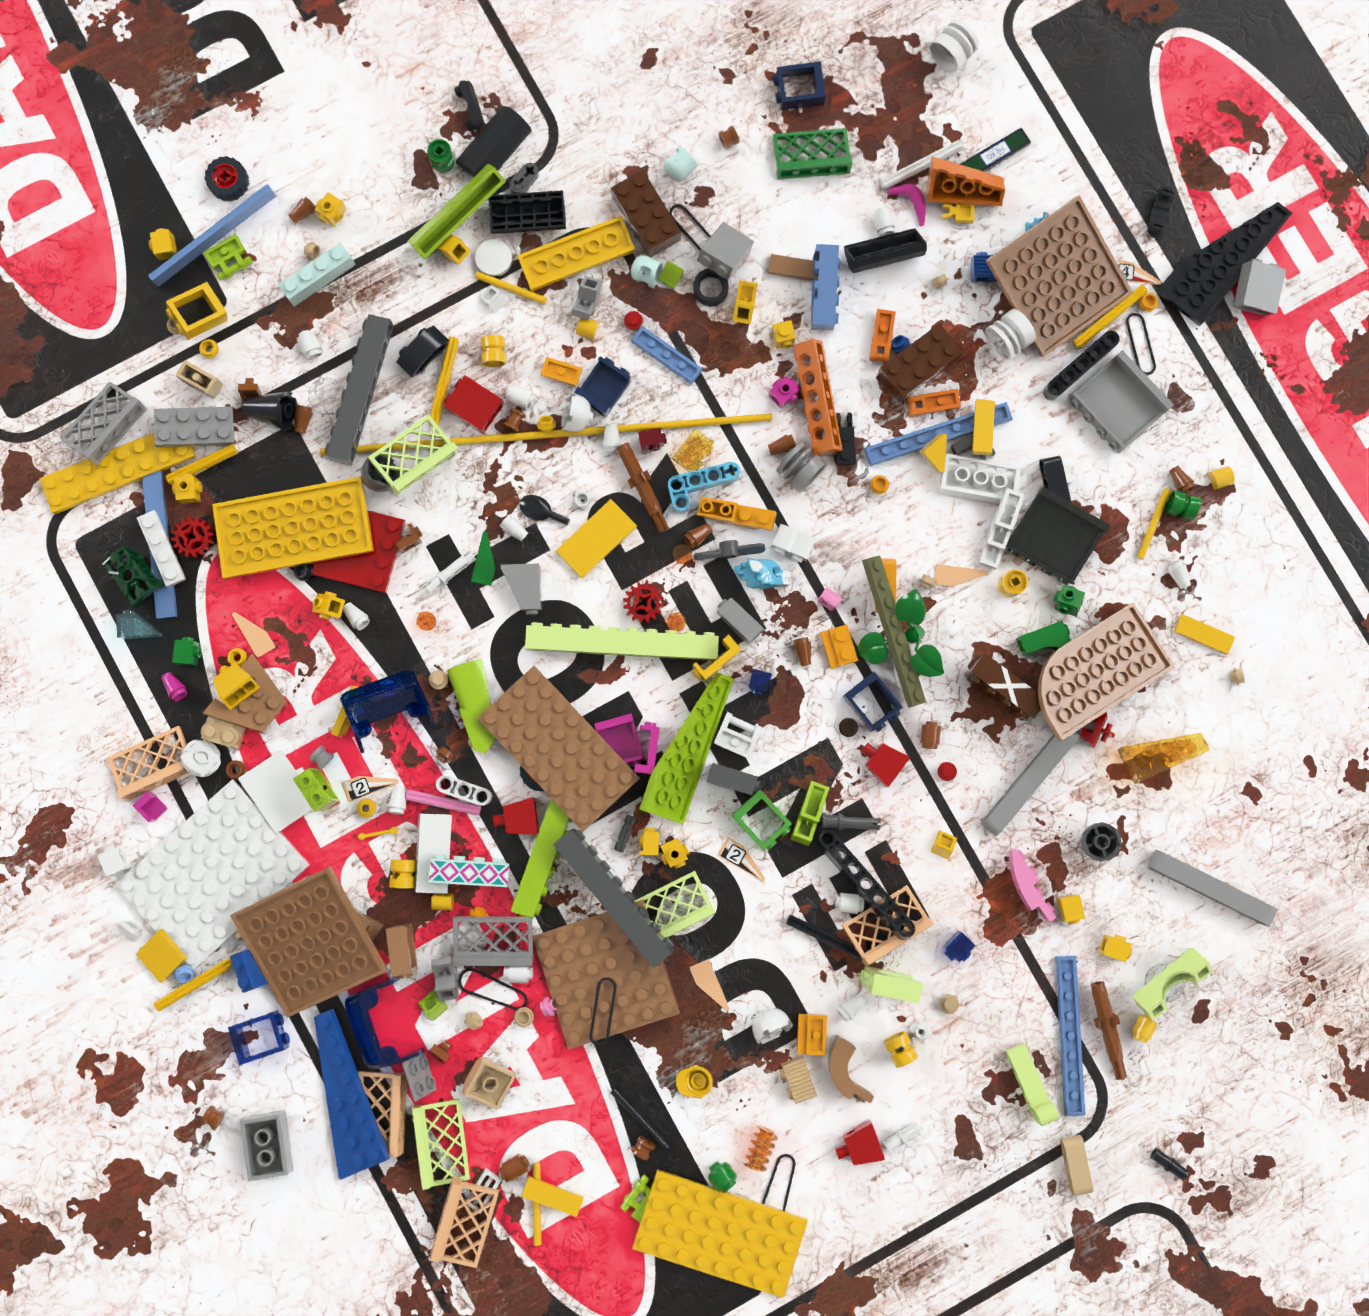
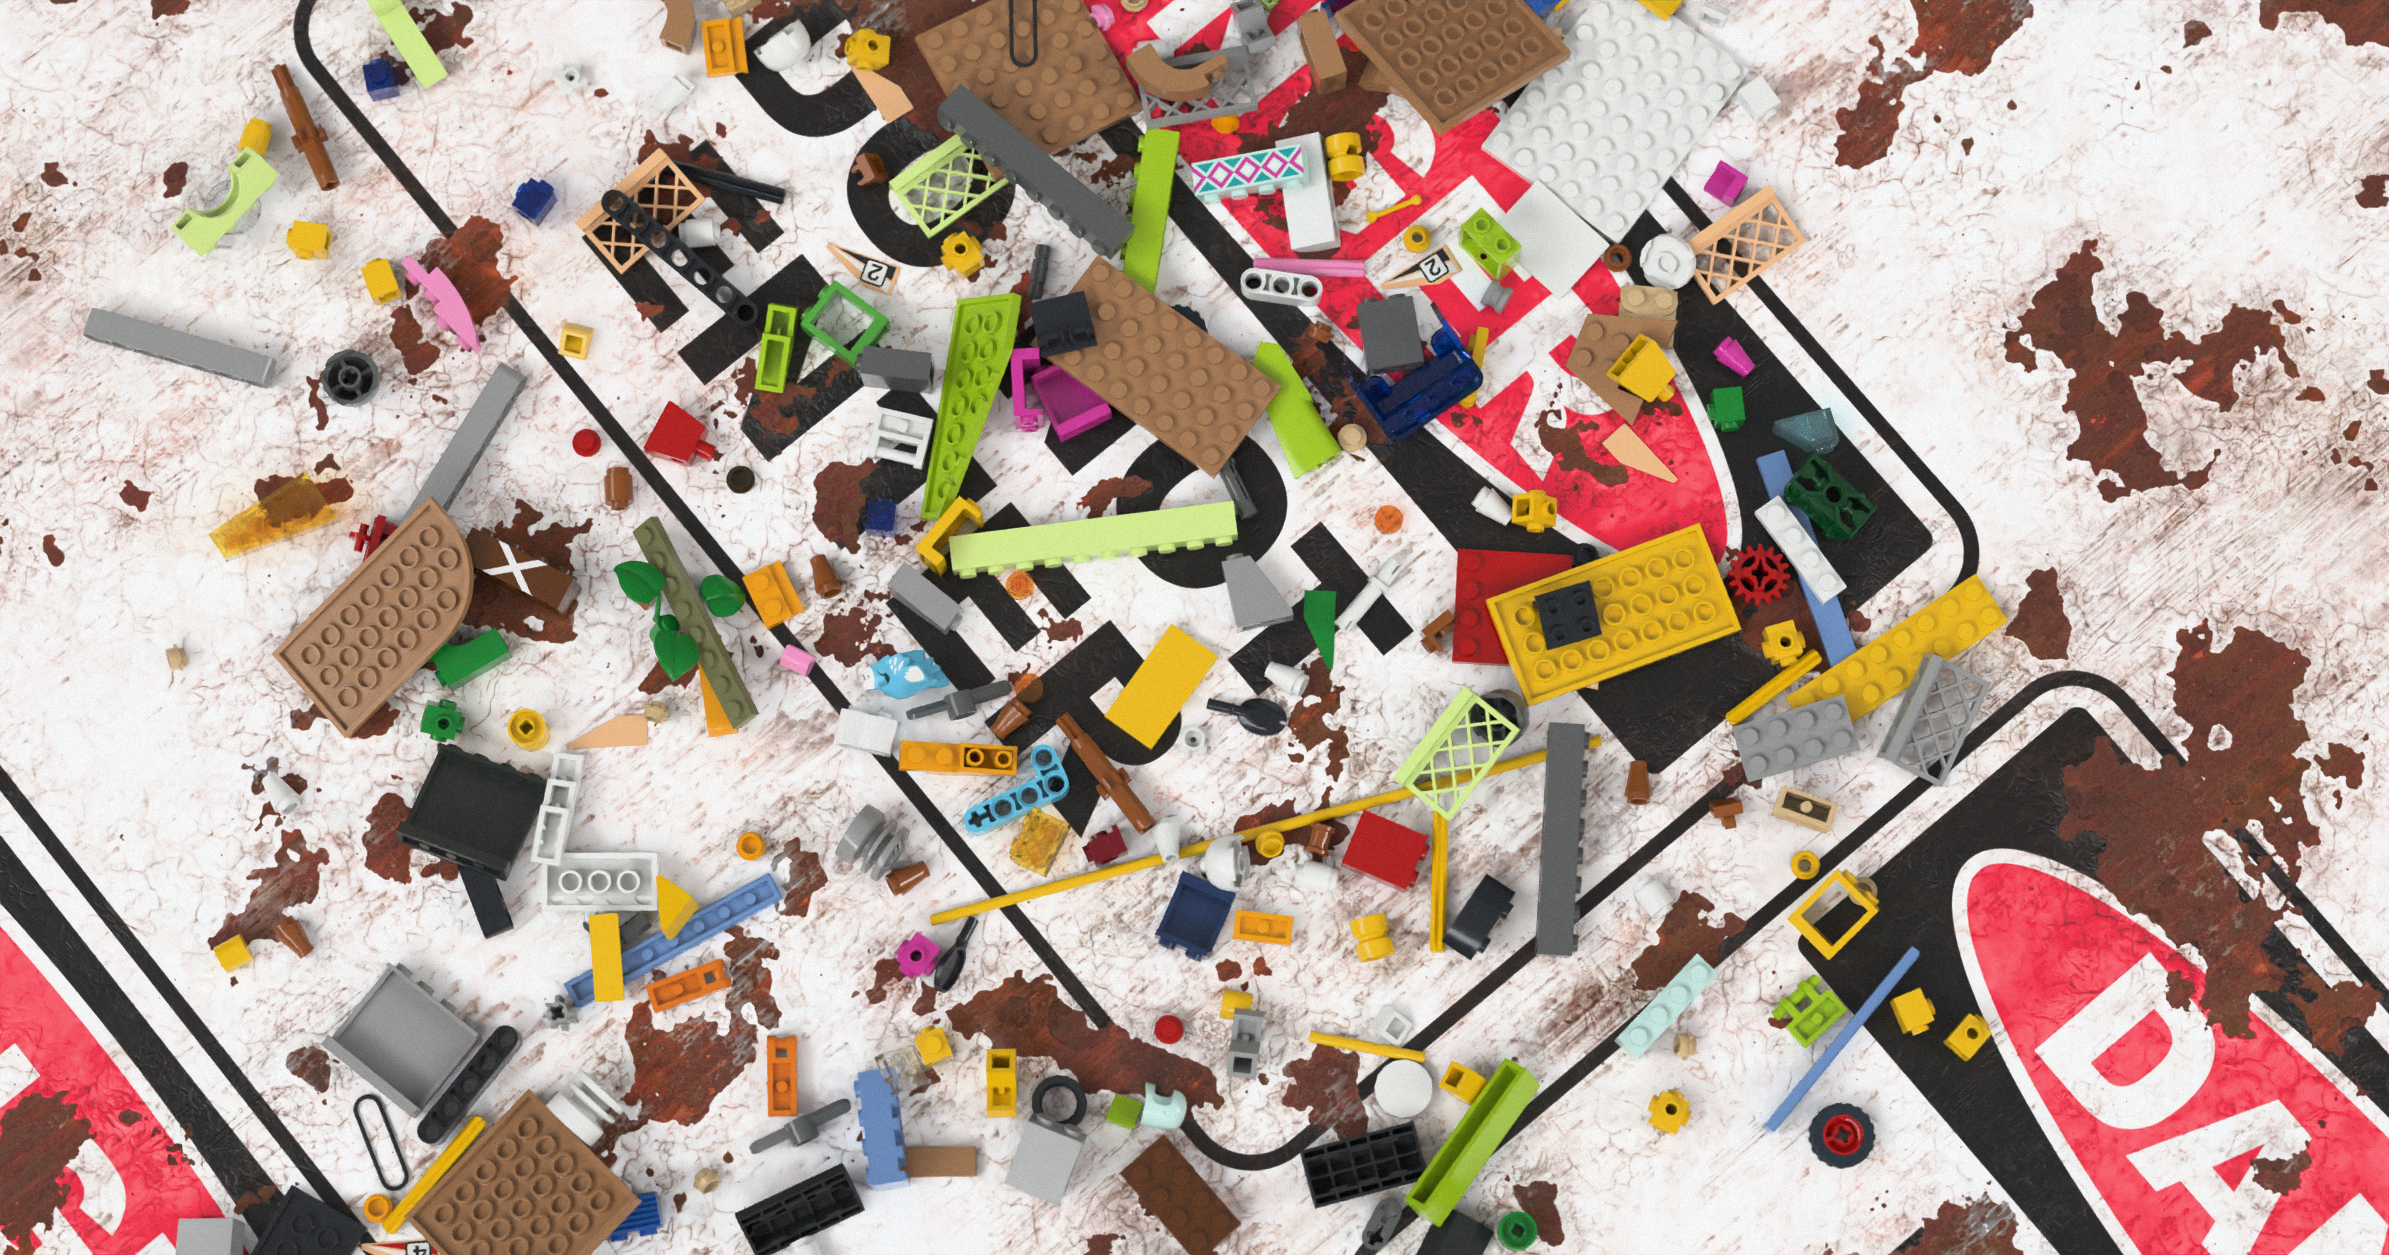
camera: 175 degrees right, 5 degrees down
(132, 223) = (1968, 1036): none -> yellow brick
(231, 656) = (1655, 408): yellow plate -> none
(272, 409) = (1686, 784): black cone -> none
(302, 210) = (1712, 1108): dark orange cone -> none
(320, 529) = (1567, 615): none -> black hinge
(397, 801) = (1374, 256): white cone -> none
(398, 744) = (1389, 334): none -> dark grey brick
(442, 901) = (1279, 129): yellow brick -> none
(496, 980) = (1186, 14): black piece -> none
(511, 945) = (1174, 83): none -> medium nougat arch
(519, 817) = (1194, 264): red torso -> none
(520, 656) = (1237, 490): none -> dark grey pin
(576, 253) = (1276, 1118): yellow plate -> none
(614, 785) = (1063, 324): none -> black hinge
(648, 609) = (1064, 612): red gear -> none
(649, 842) = (1000, 264): yellow brick -> none
(666, 355) = (1108, 986): medium blue tile -> none
(679, 205) = (1104, 1211): black piece -> none
(713, 1012) = (867, 50): none -> yellow brick
(725, 926) = (871, 168): none -> dark orange tile
(762, 386) = (953, 960): none -> black piece
(806, 321) = (903, 1069): none -> clear plate
(814, 350) = (860, 970): orange brick -> none
(840, 822) = (729, 343): dark grey pin -> none
(847, 437) = (813, 902): black hinge -> none
(876, 299) = (802, 1128): none -> dark grey piece
(891, 984) = (624, 124): yellowish green arch -> none
(894, 713) = (730, 540): dark blue window -> none
(899, 343) = (752, 1067): blue plate -> none
(904, 1055) = (596, 48): yellow wheel -> none
(919, 362) = (718, 1041): reddish brown brick -> none
(949, 1004) = (536, 123): tan plate -> none
(1021, 398) = (568, 1009): none -> light grey gear
(1052, 1054) = (381, 79): none -> clear blue brick
(1070, 1035) = (358, 113): medium blue tile -> none
(1153, 524) = (327, 864): yellow bar -> none
(1181, 505) = (282, 895): green wheel -> none
(1204, 634) = (232, 712): yellow tile -> none

